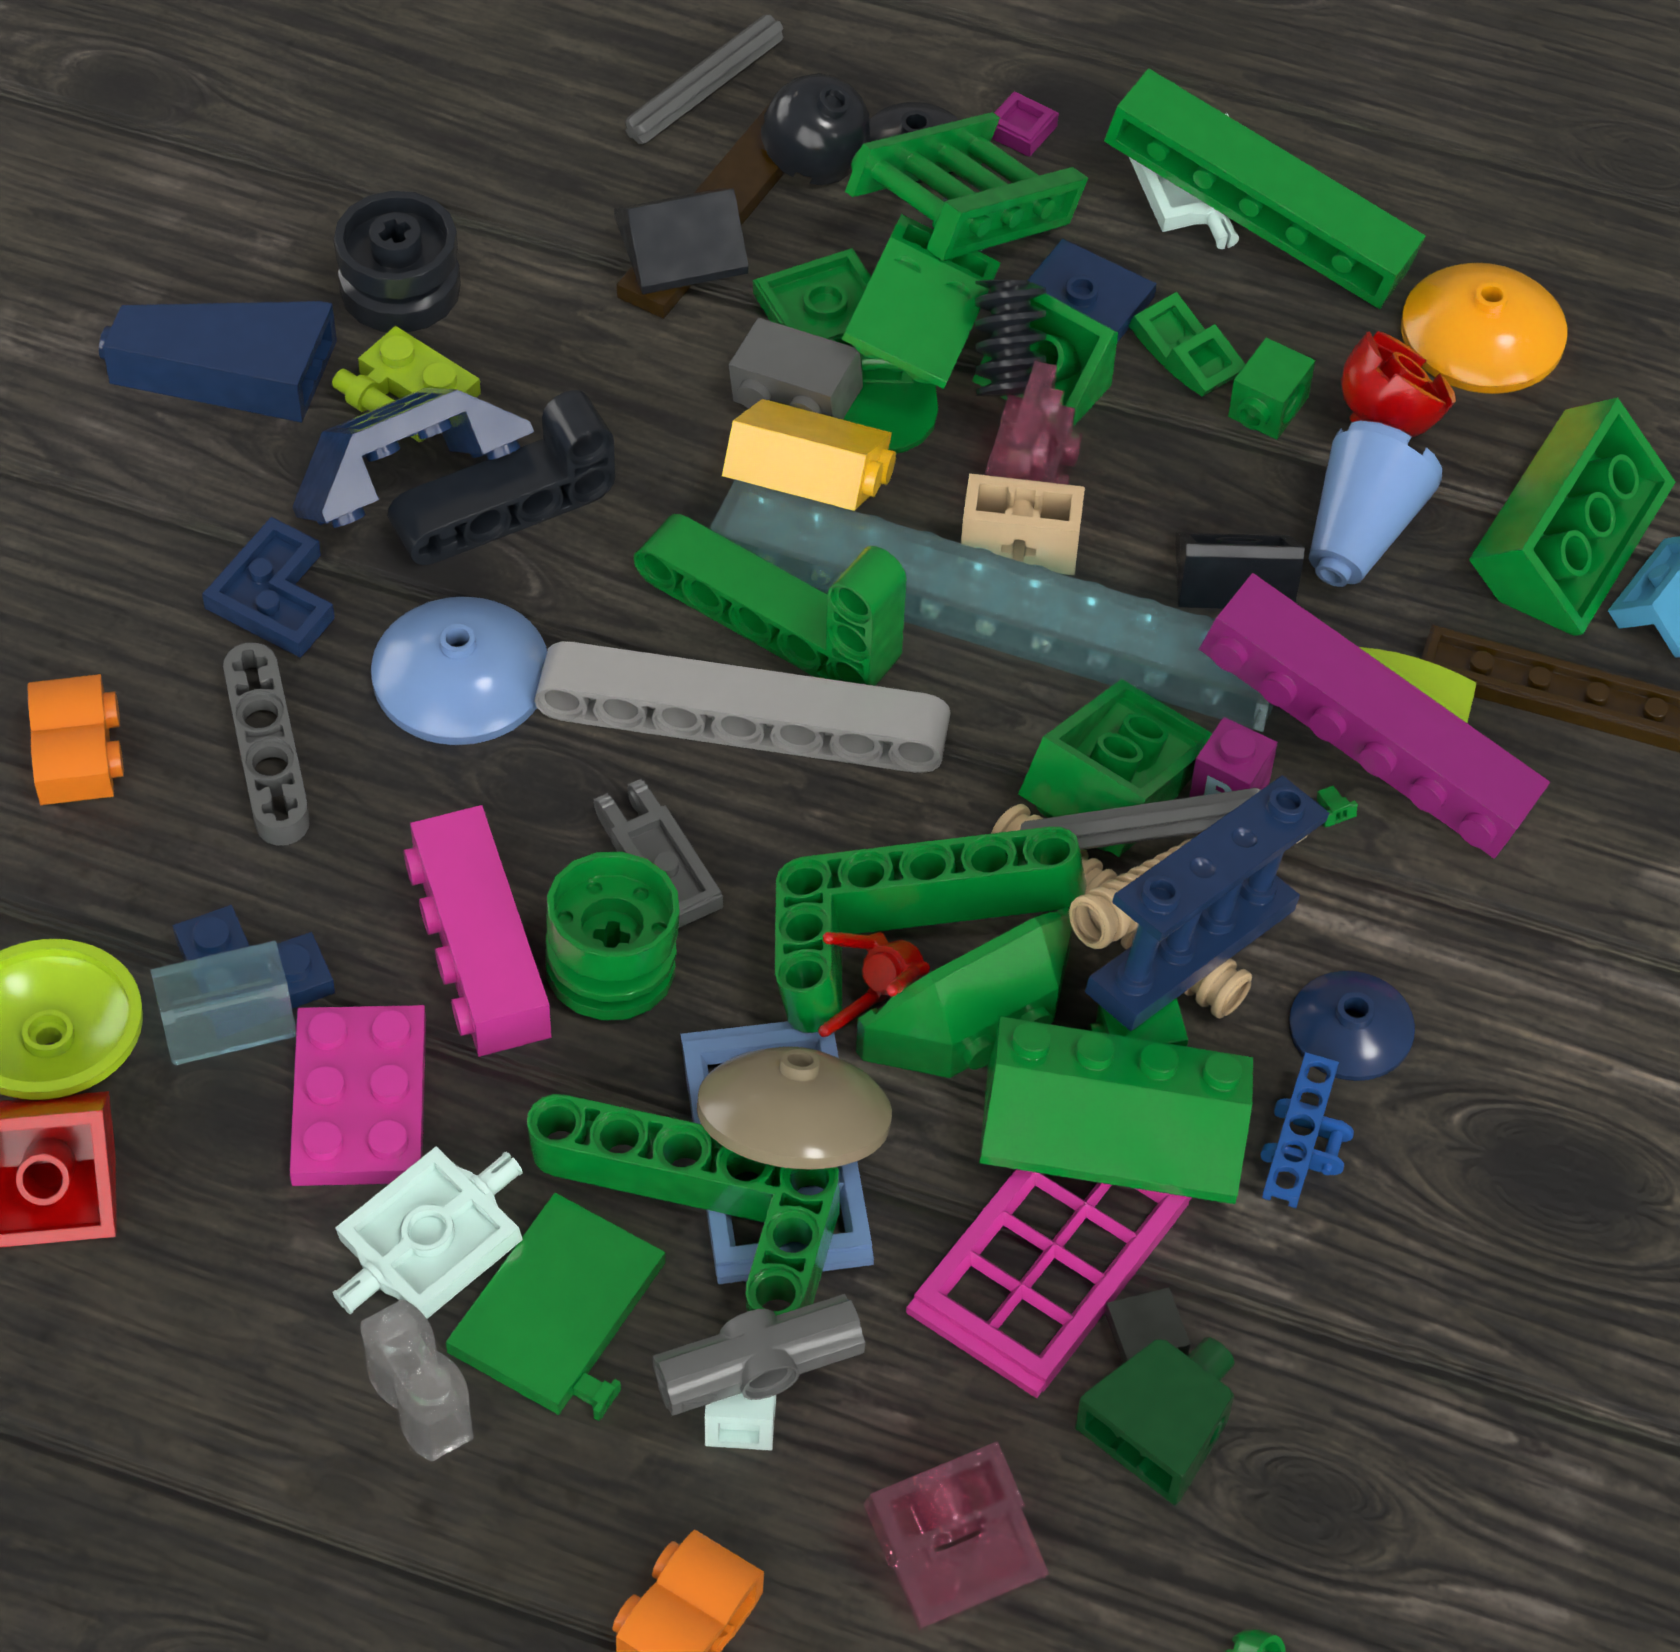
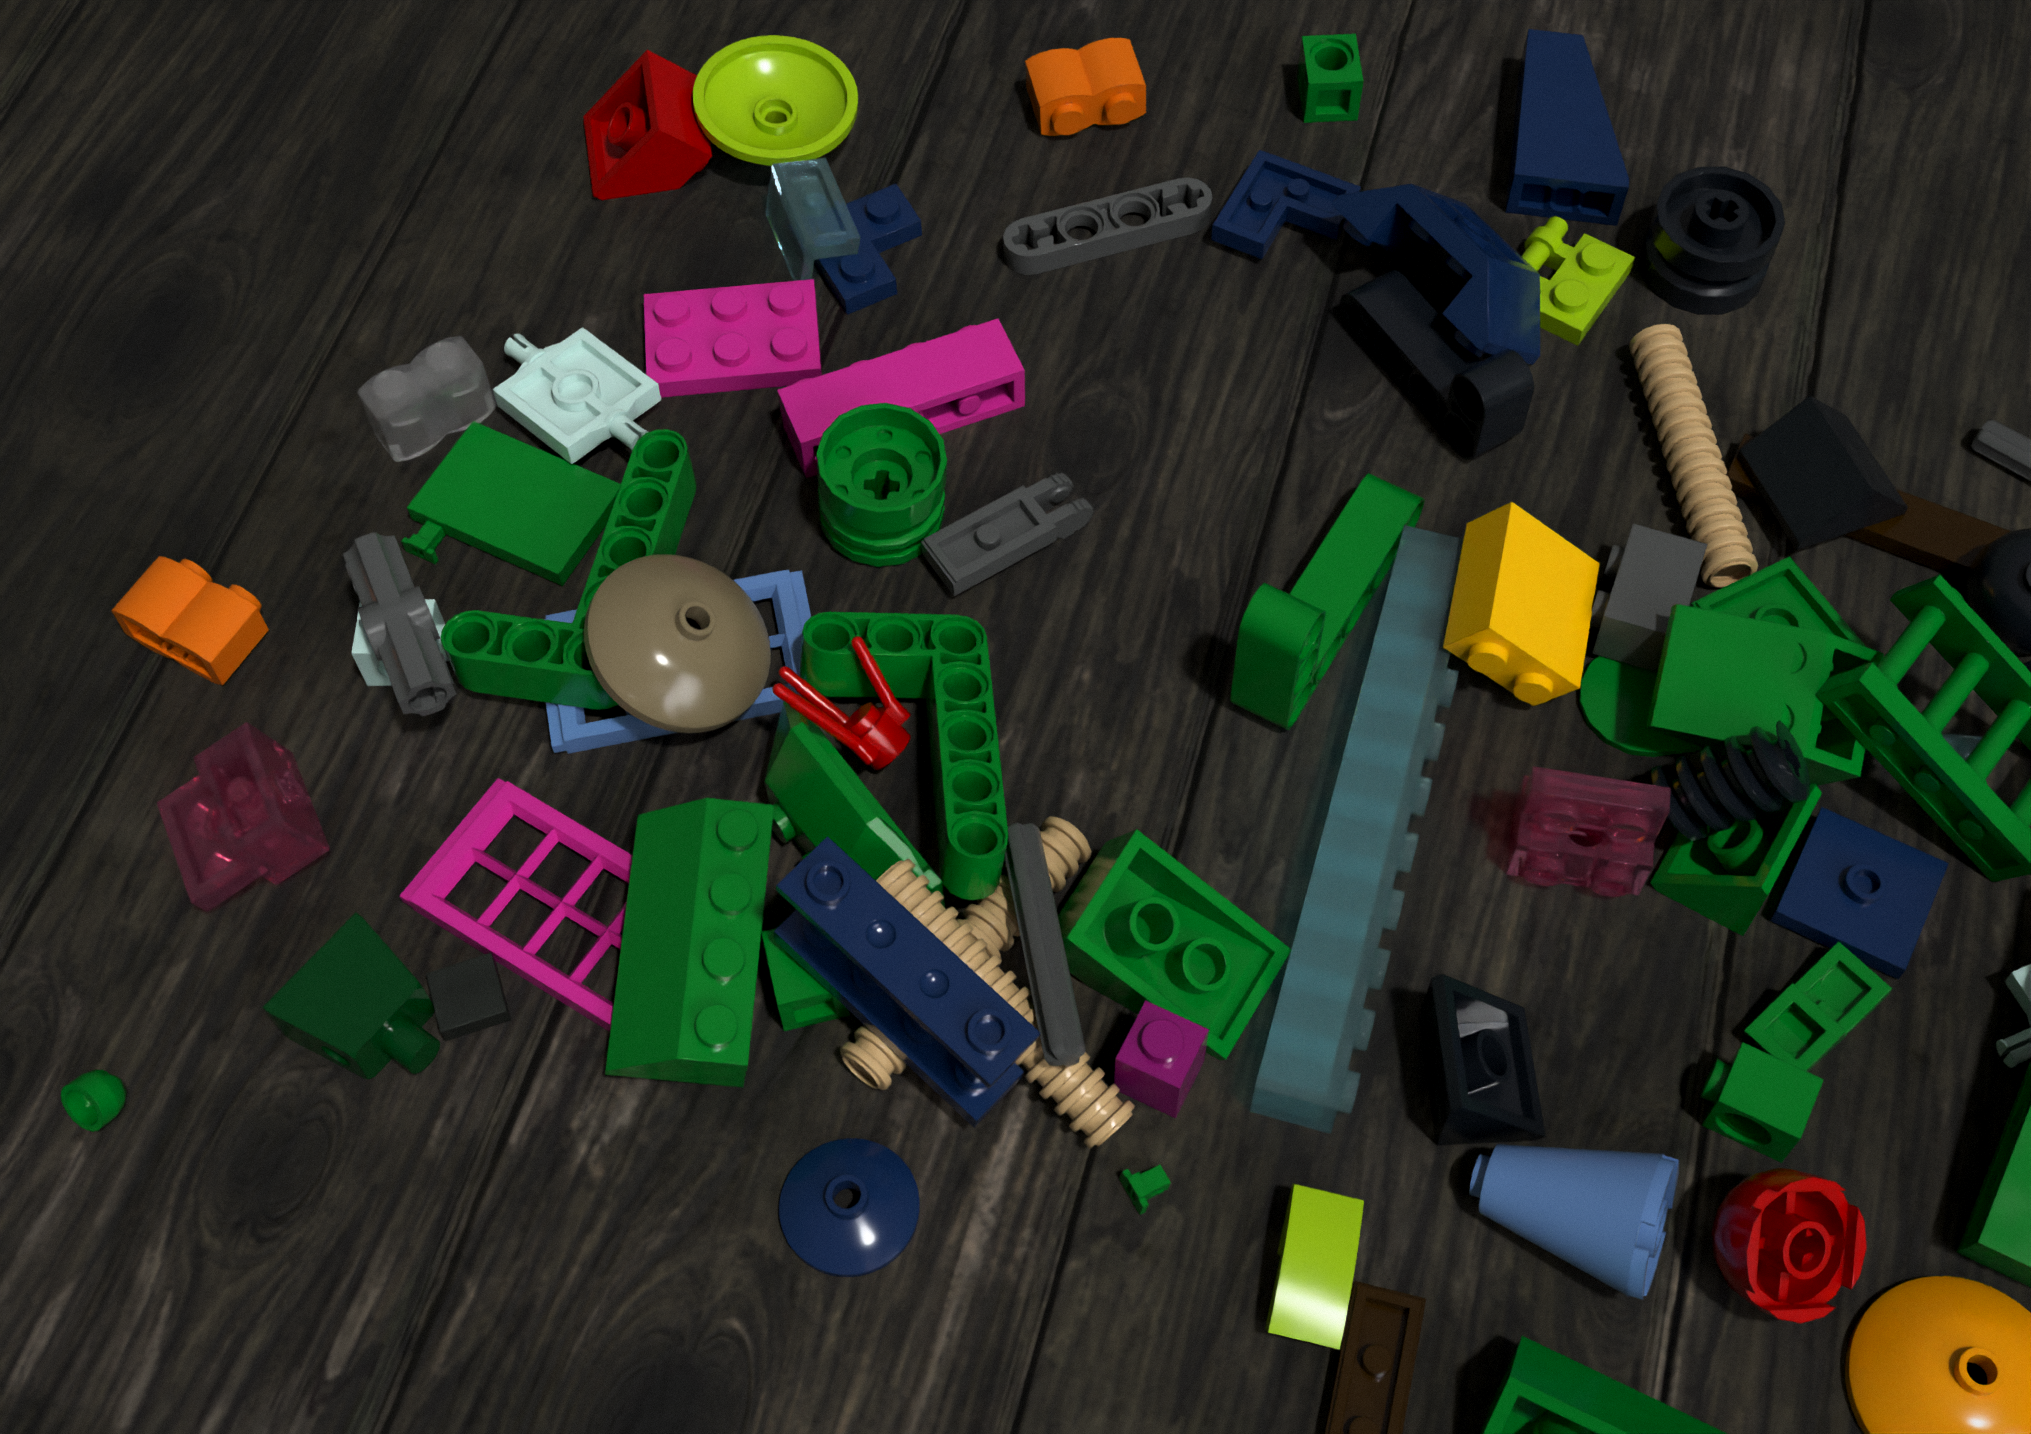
camera: 90 degrees right, 5 degrees up
(107, 526) = (1330, 78): none -> green brick
(458, 691) = (1218, 383): medium blue dish -> none
(629, 323) = (1692, 454): none -> tan piece
(743, 707) = (1192, 596): light grey beam -> none
(1024, 520) = (1473, 823): tan brick -> none
(1310, 1117) = (666, 1144): blue piece -> none
(1373, 715) = (1233, 1200): magenta brick -> none

